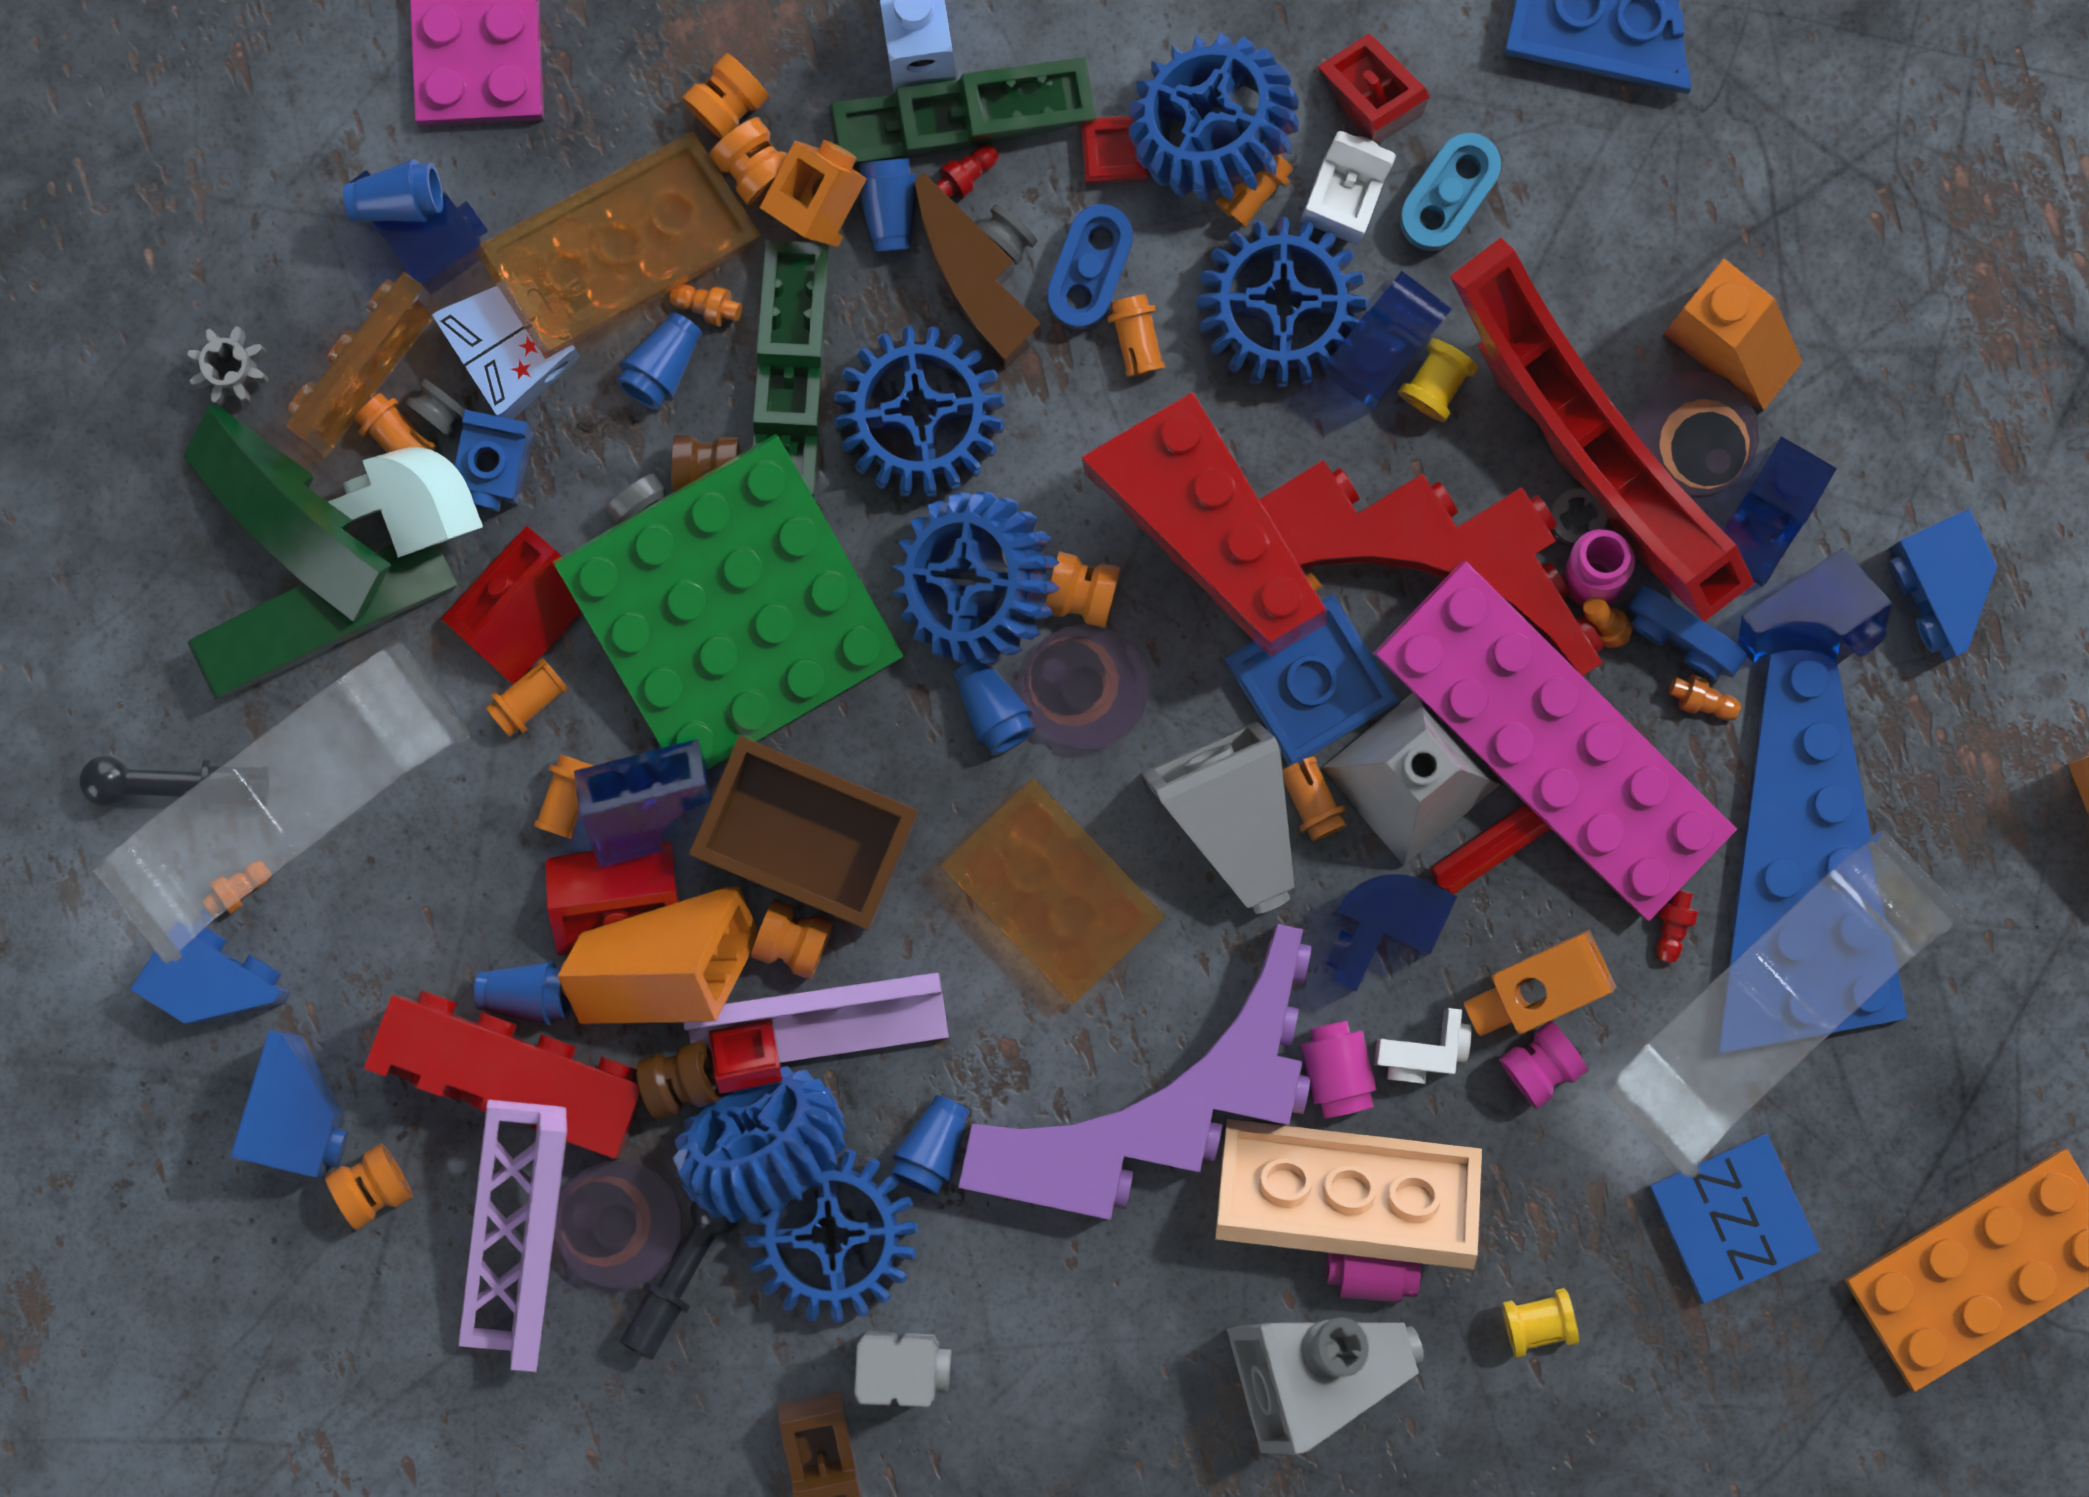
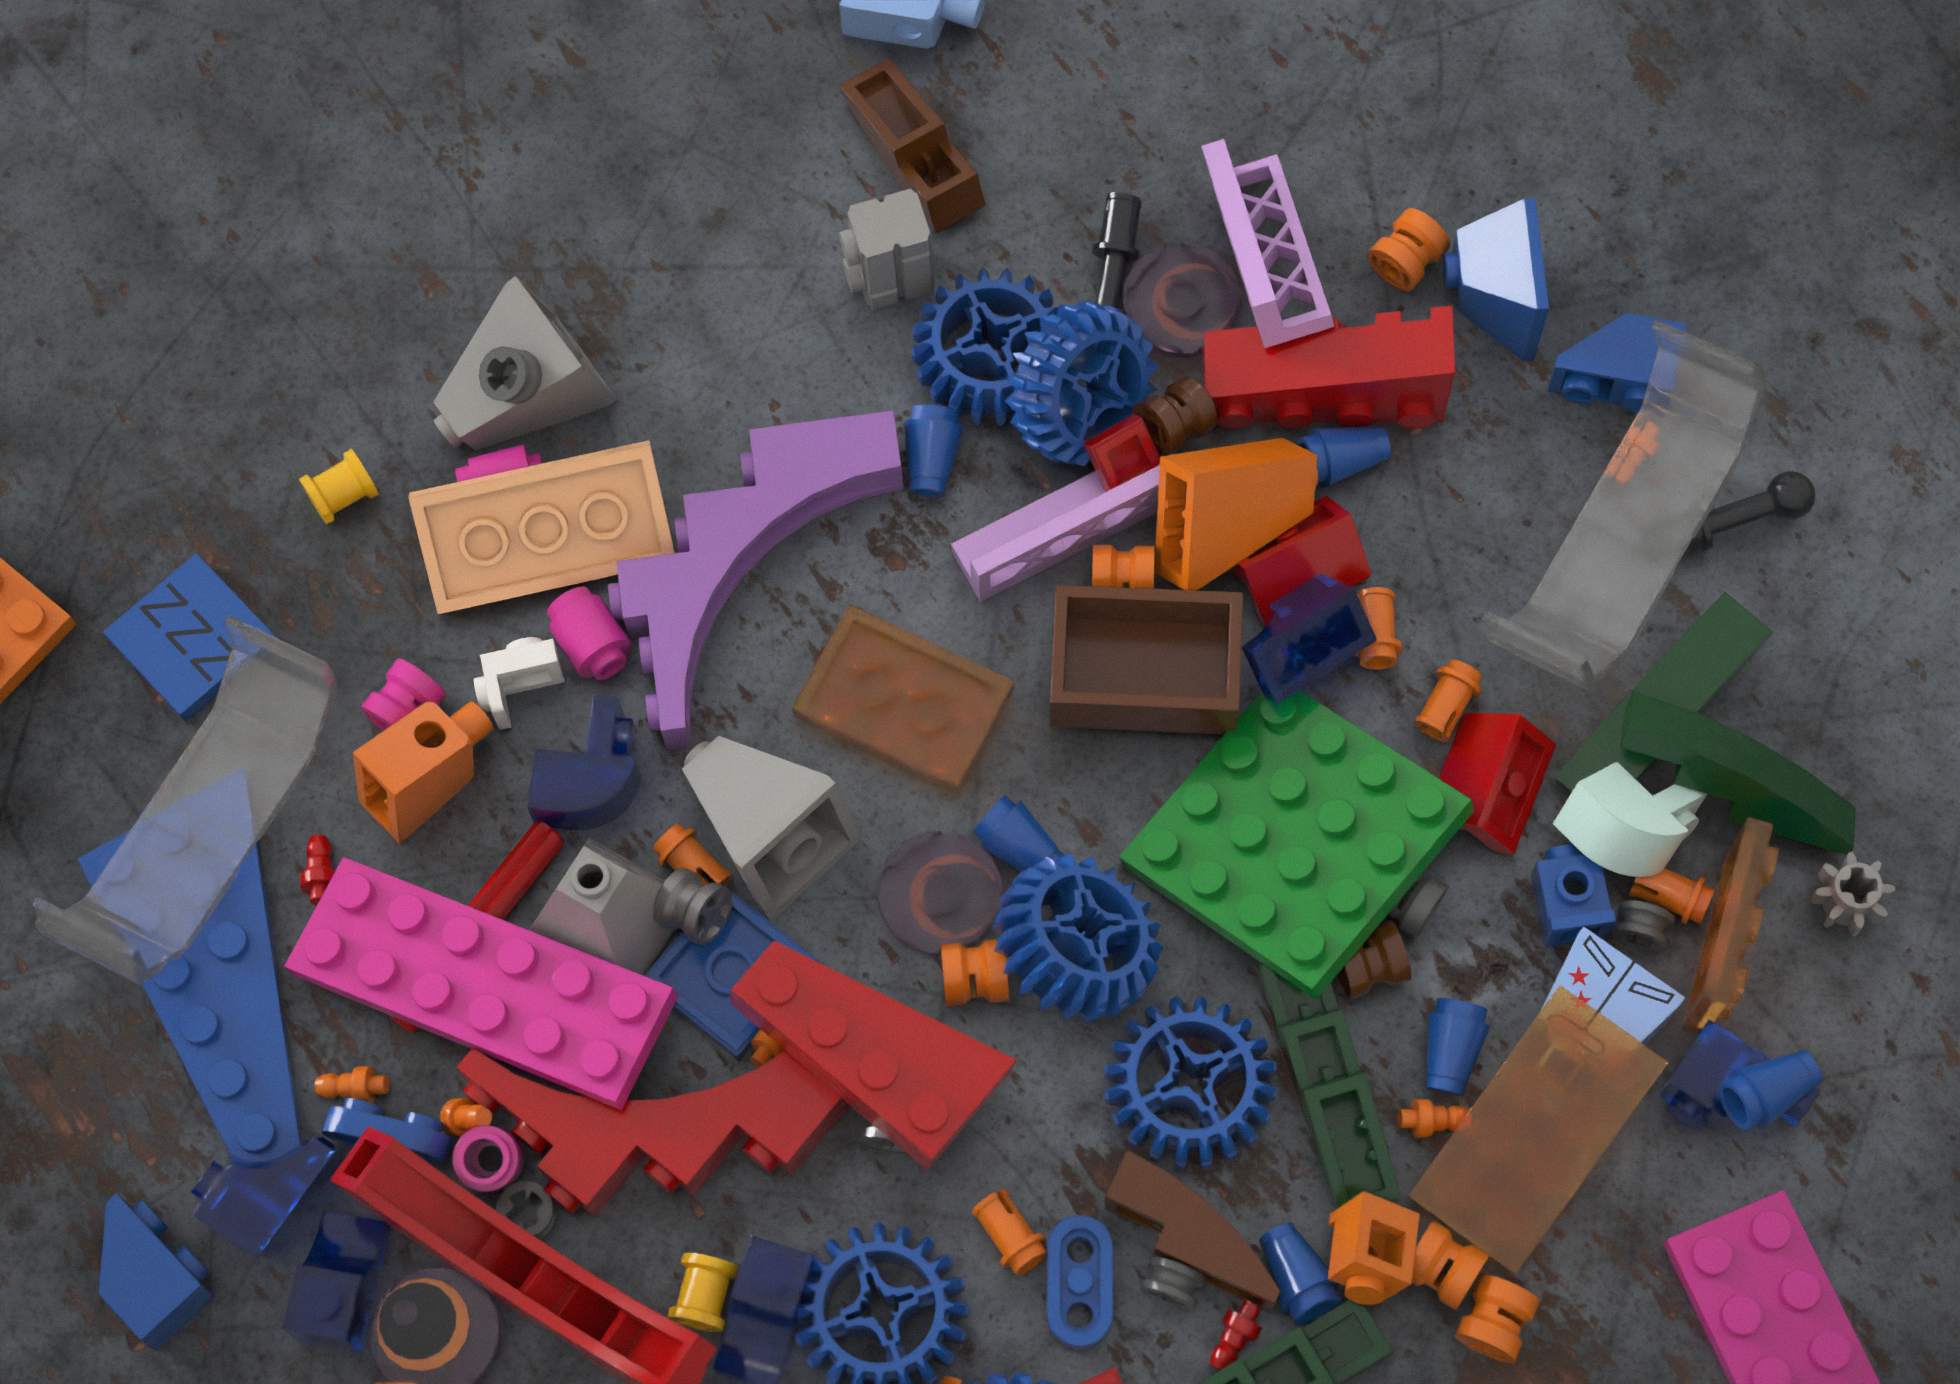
camera: 165 degrees right, 15 degrees down
(1329, 741) = (692, 906): none -> flat silver wheel

